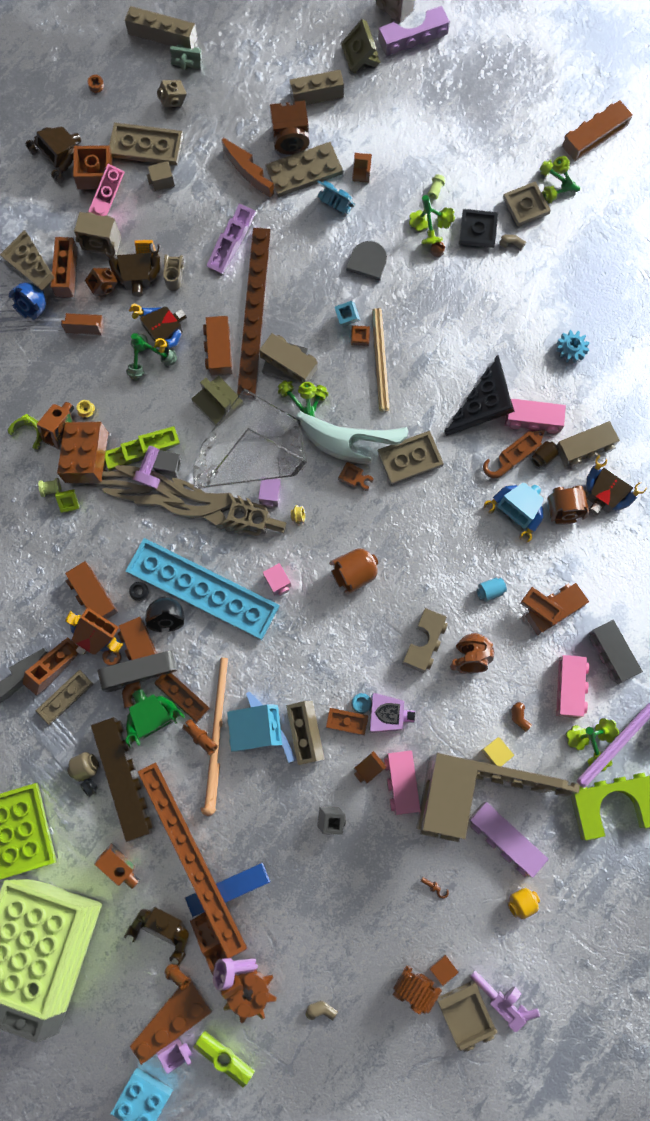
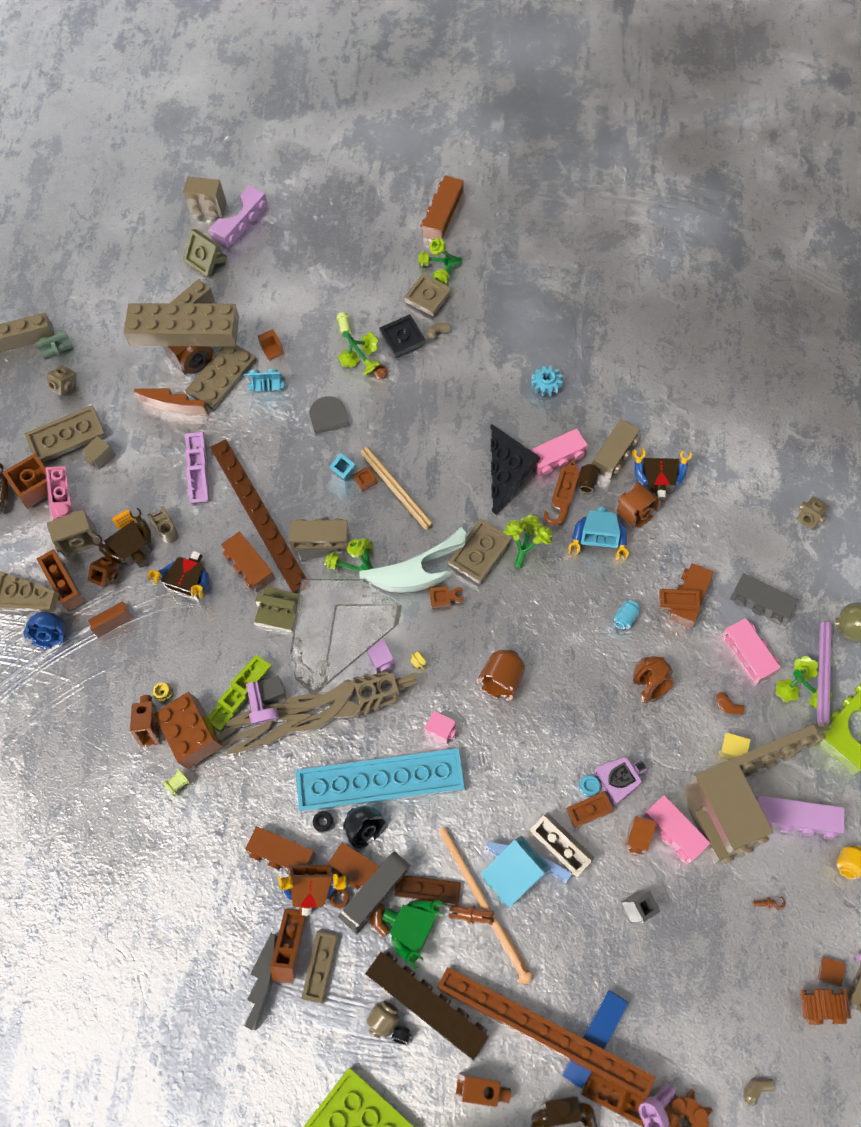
camera: 30 degrees left, 10 degrees down
(30, 421) = (114, 736): lime helmet -> none
(67, 500) = (201, 783): lime plate -> none
(140, 343) = (175, 603): plant -> none
(294, 104) = (181, 324): none -> dark tan brick
(432, 625) = (602, 677): dark tan arch -> none
(467, 469) = (531, 523): none -> lime plant

